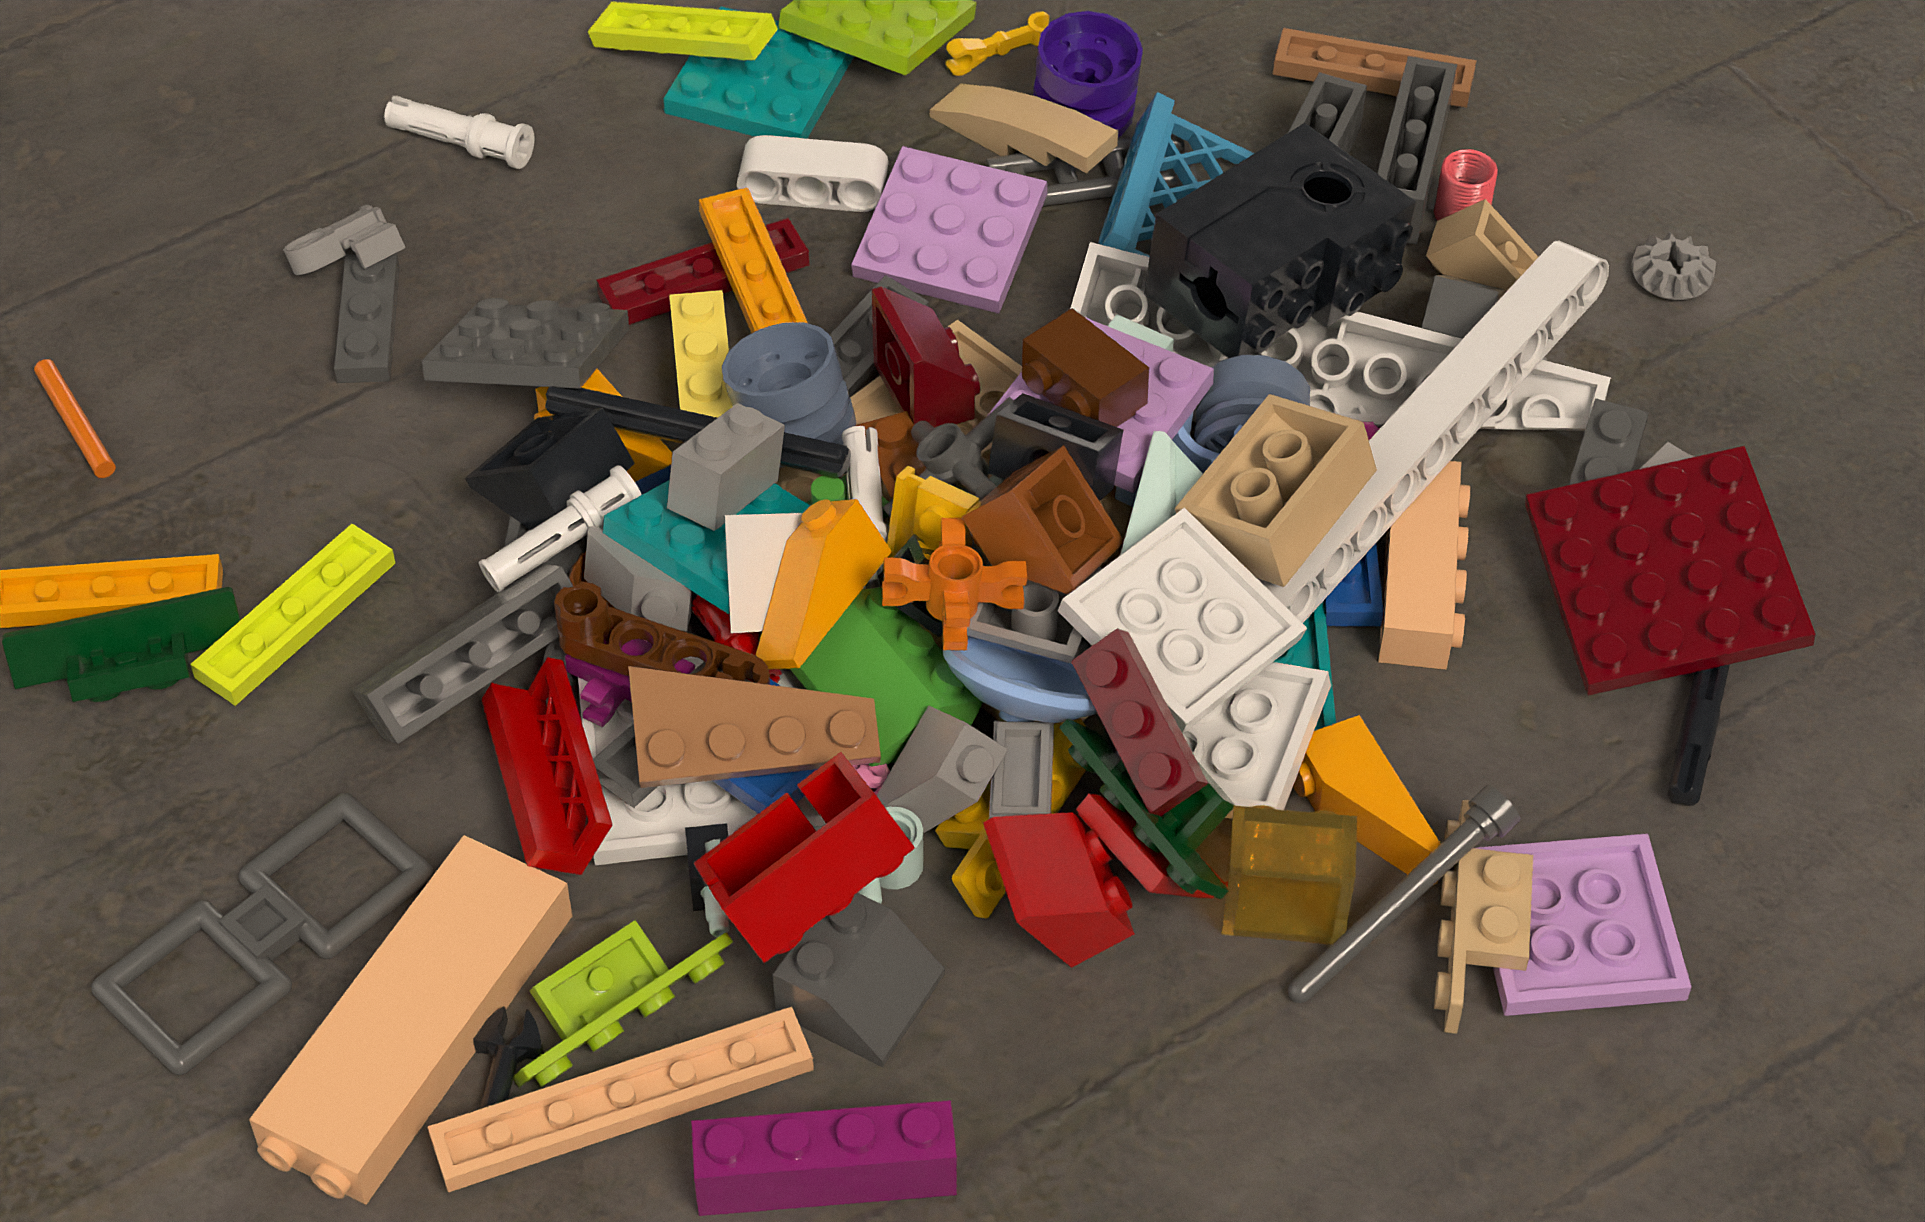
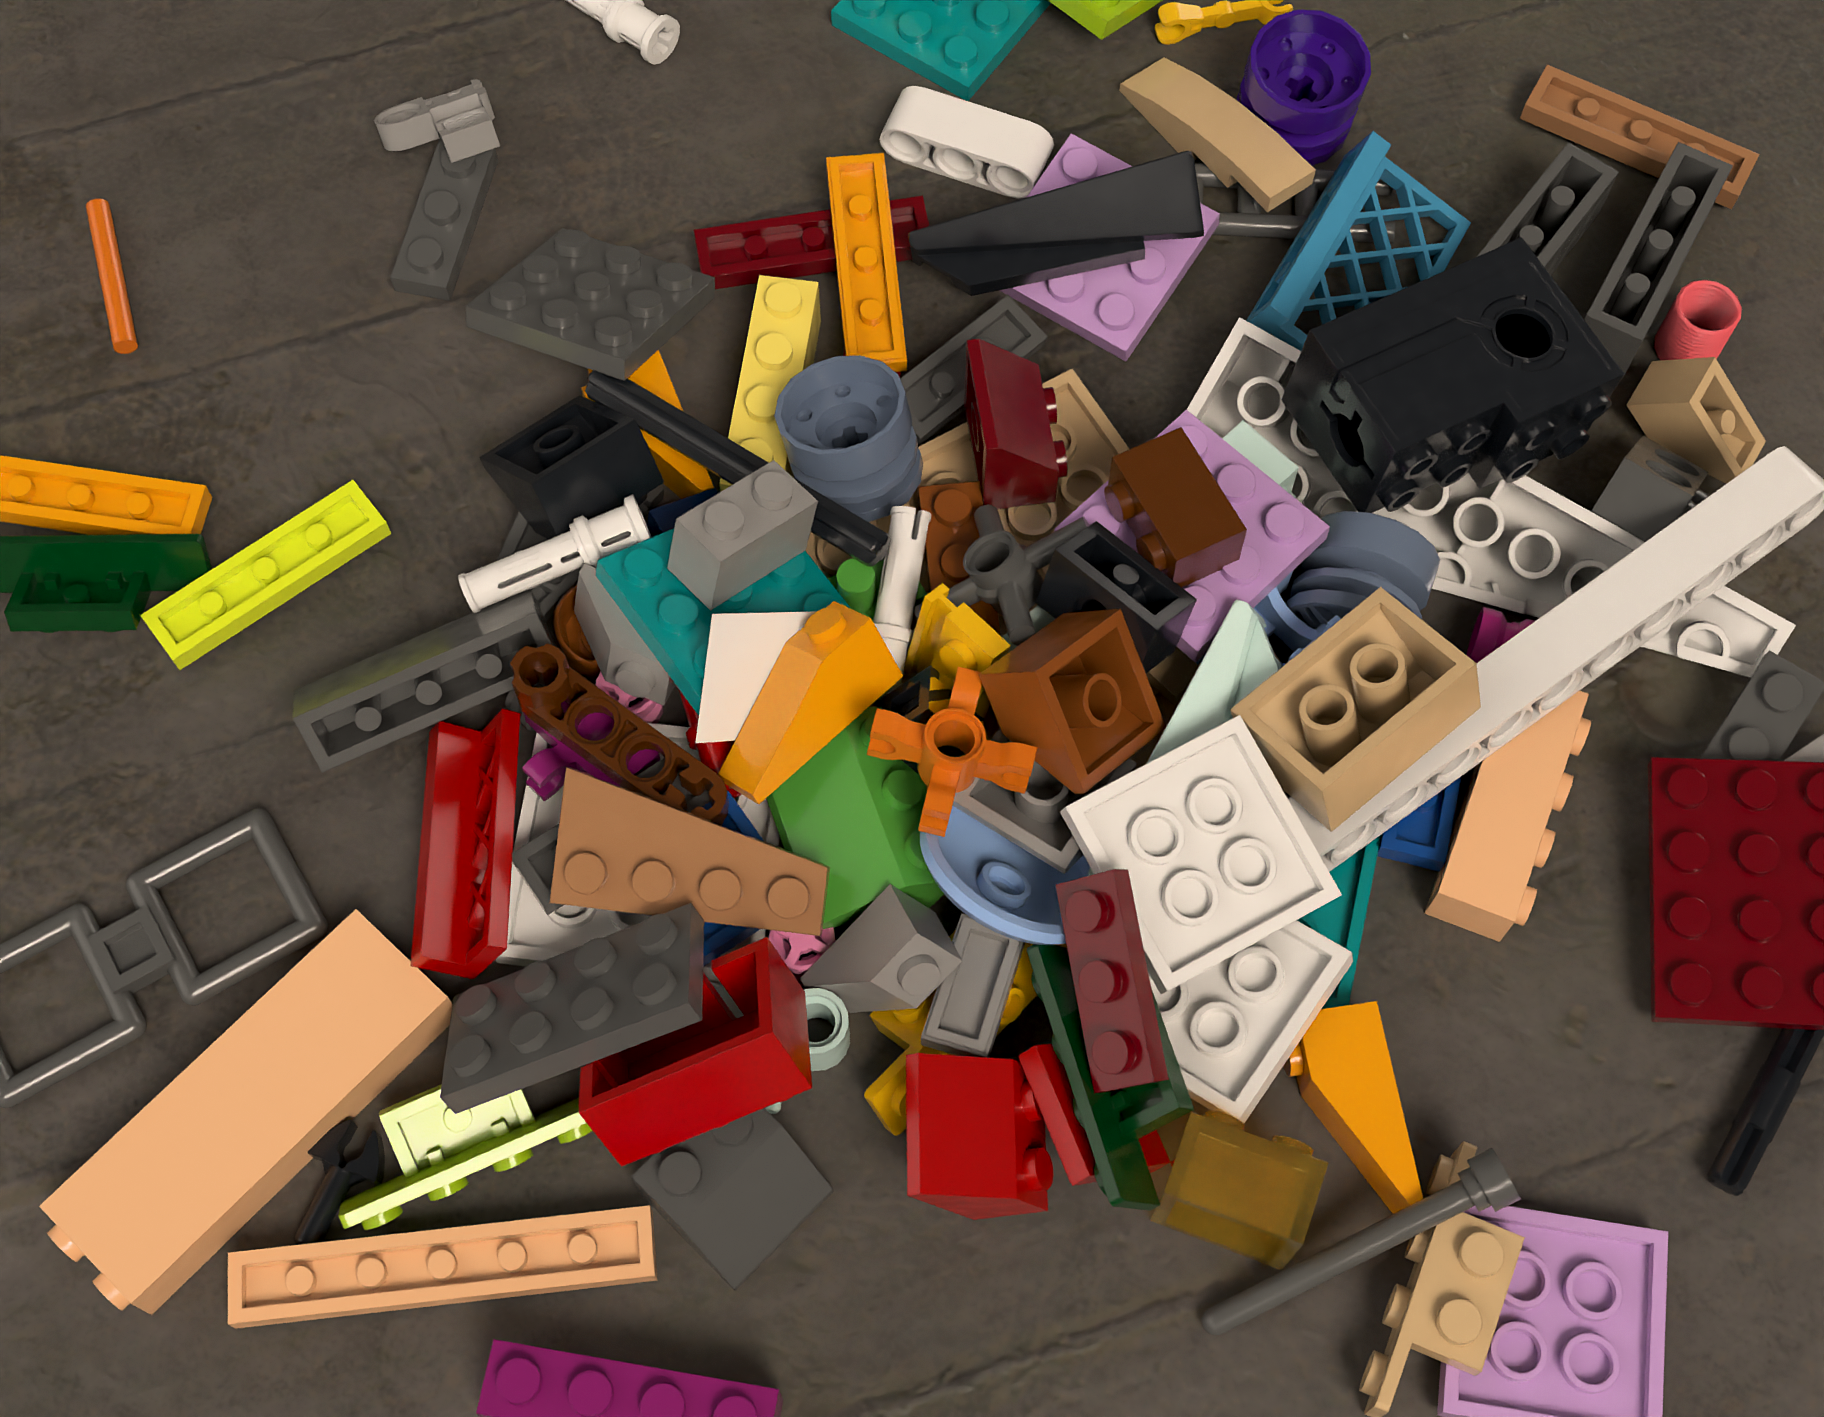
camera: 15 degrees right, 15 degrees up
(685, 854) = (575, 1008): none -> dark grey plate
(921, 210) = (1066, 228): none -> black wedge

